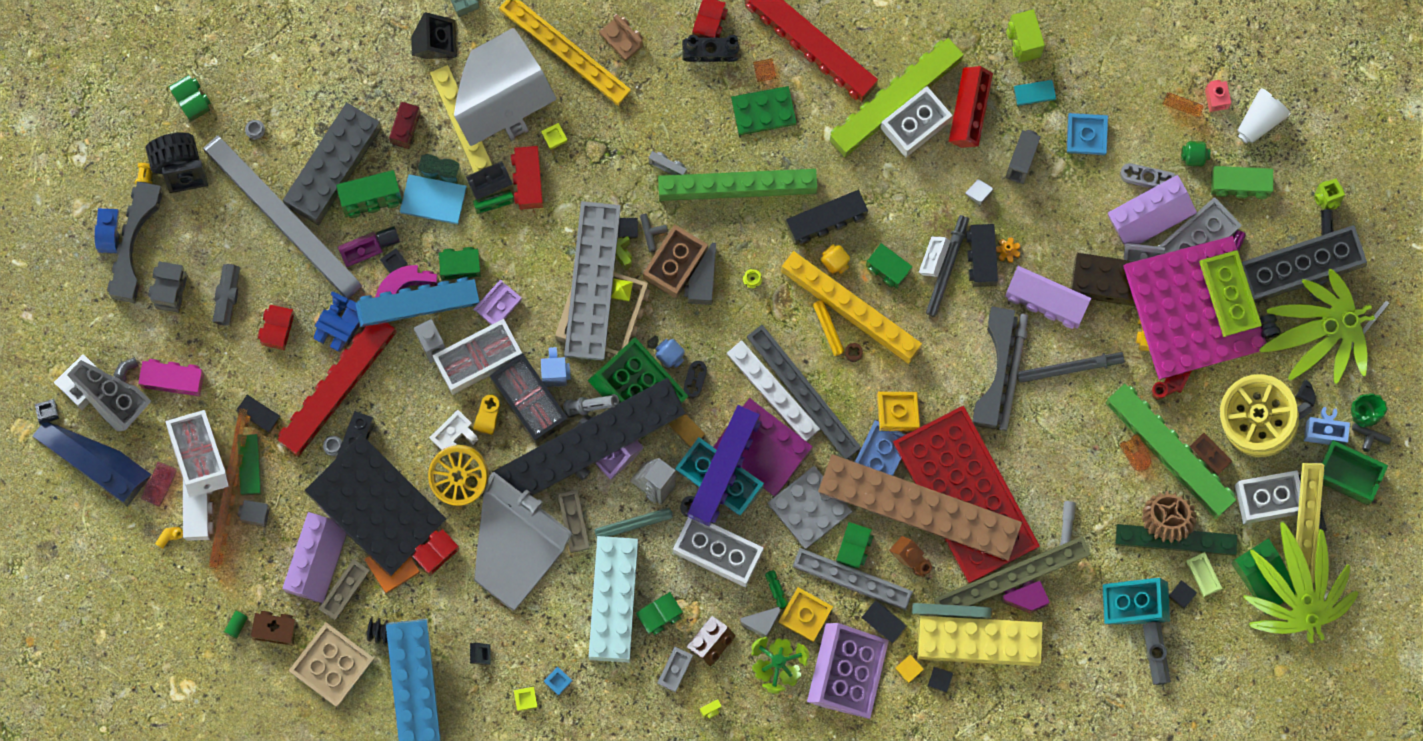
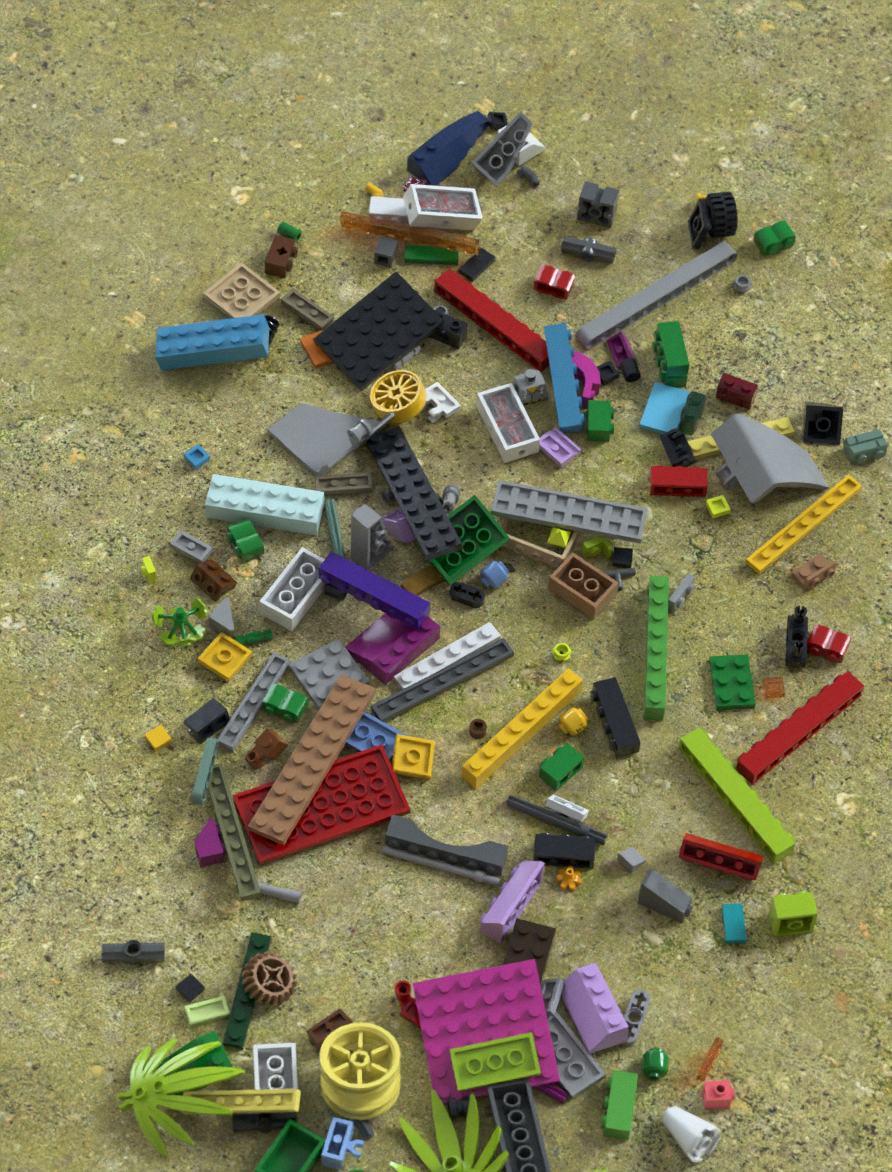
camera: 95 degrees right, 20 degrees down
(106, 231) = (651, 166): blue brick -> none
(145, 203) = (677, 198): dark grey arch -> none
(171, 377) = (516, 204): dark pink brick -> none
(315, 558) = (334, 286): lavender slope -> none
(332, 163) = (707, 334): dark grey brick -> none
(339, 328) = (551, 316): blue hips -> none
(435, 551) = (330, 377): red brick -> none
(480, 653) = (232, 401): black plate -> none
(487, 418) = (451, 427): yellow piece -> none
(493, 201) = (657, 451): green slope -> none
(525, 699) = (185, 431): neon yellow plate -> none
(529, 399) = (462, 457): clear brick -> none
(555, 370) = (487, 477): light blue brick -> none
(695, 465) = (357, 615): teal slope -> none
(701, 282) = (564, 609): dark grey slope -> none
(828, 328) = (503, 710): yellow axle -> none
(847, 670) = (164, 684): lavender slope -> none
(916, 121) = (708, 805): white brick -> none
(940, 679) = (142, 762): black tile -> none
(979, 641) = (172, 798): light yellow brick -> none
(1071, 367) = (442, 946): dark grey axle -> none
(1087, 134) = (685, 964): dark azure plate -> none
(1136, 602) = (188, 943): teal slope -> none
(1139, 460) = (335, 969): clear orange plate -> none
(1171, 451) = (340, 993): bright green brick -> none
(1306, 393) = (383, 1138): black tile -> none

